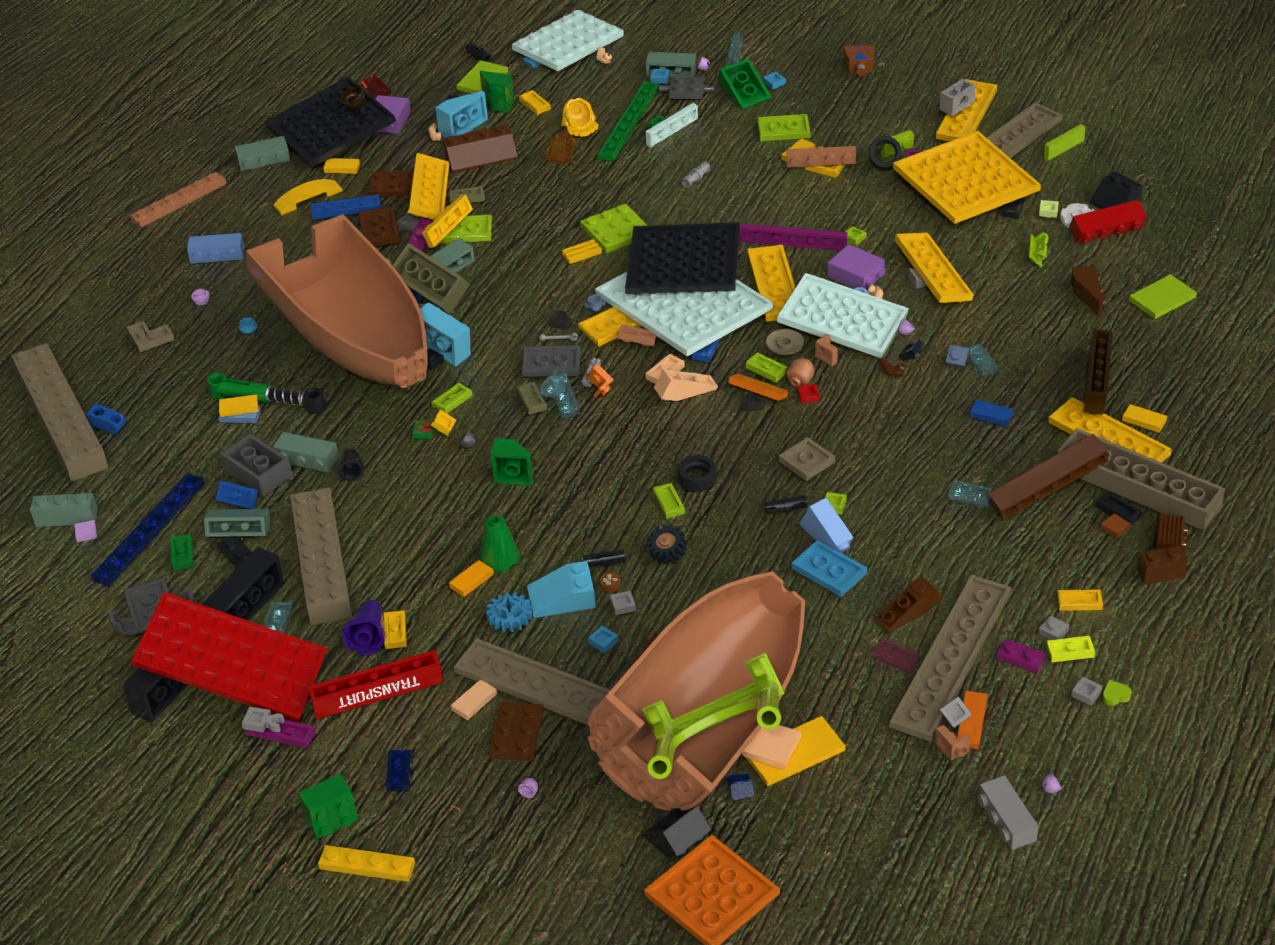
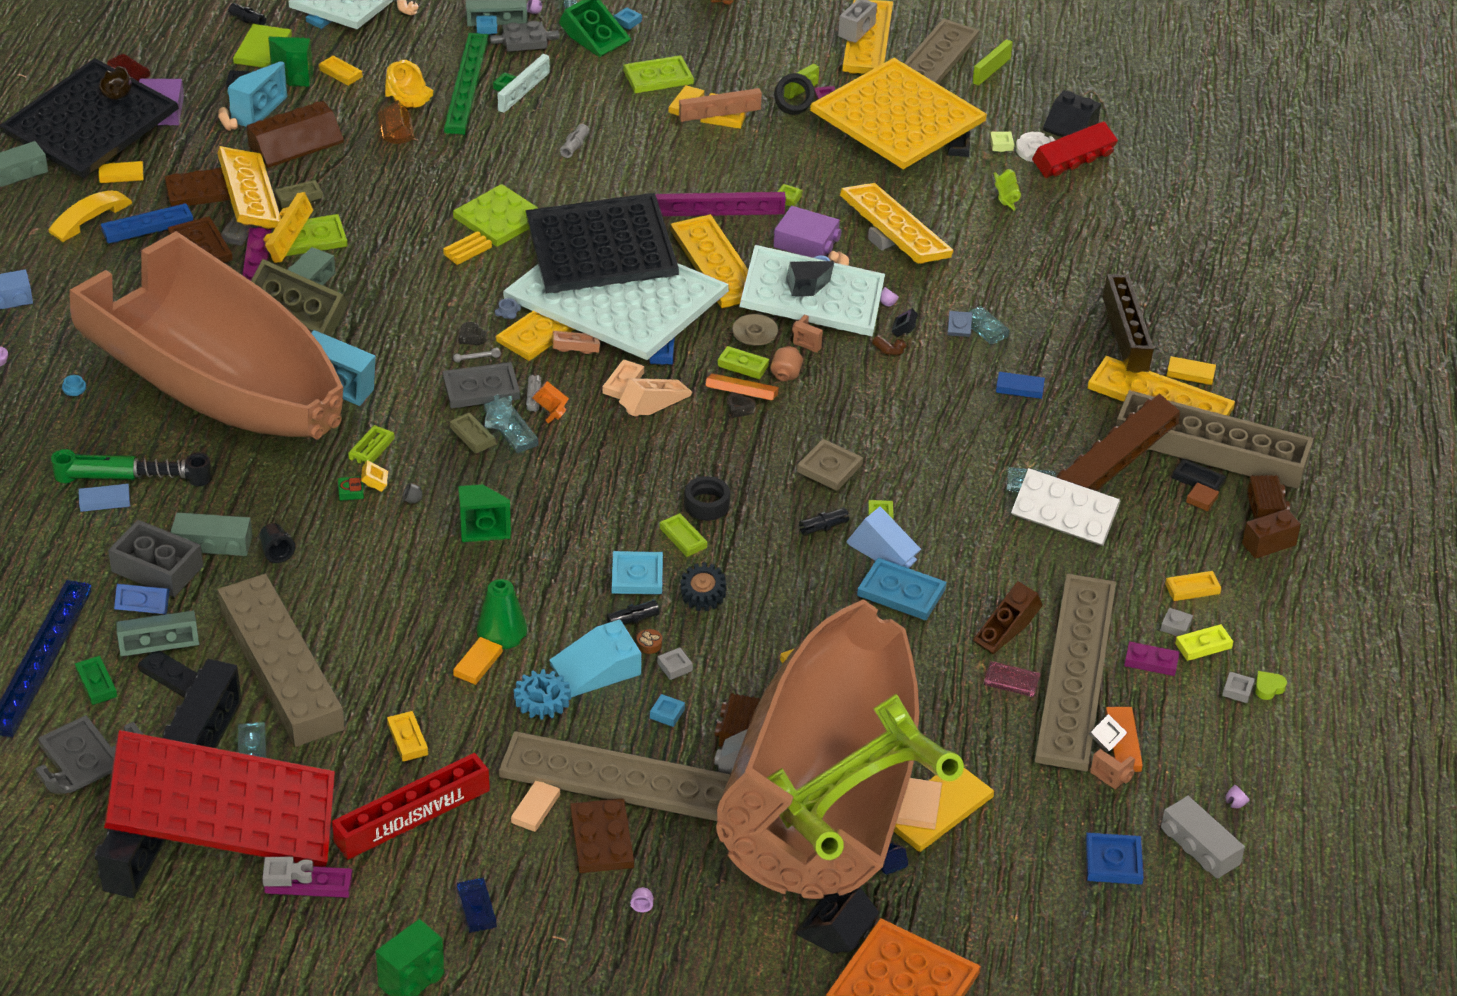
camera: 20 degrees left, 0 degrees up
(238, 405) = (102, 487): yellow tile -> none
(365, 629) = (374, 741): dark purple cone -> none
(619, 525) = (637, 572): none -> medium azure plate
(808, 393) = (802, 387): red tile -> none
(839, 304) = (808, 277): none -> black slope
(927, 818) = (1114, 858): none -> blue tile
(990, 519) = (1065, 507): none -> white plate
(1087, 288) = (1079, 229): reddish brown slope -> none
(1162, 296) = (1162, 229): lime tile -> none

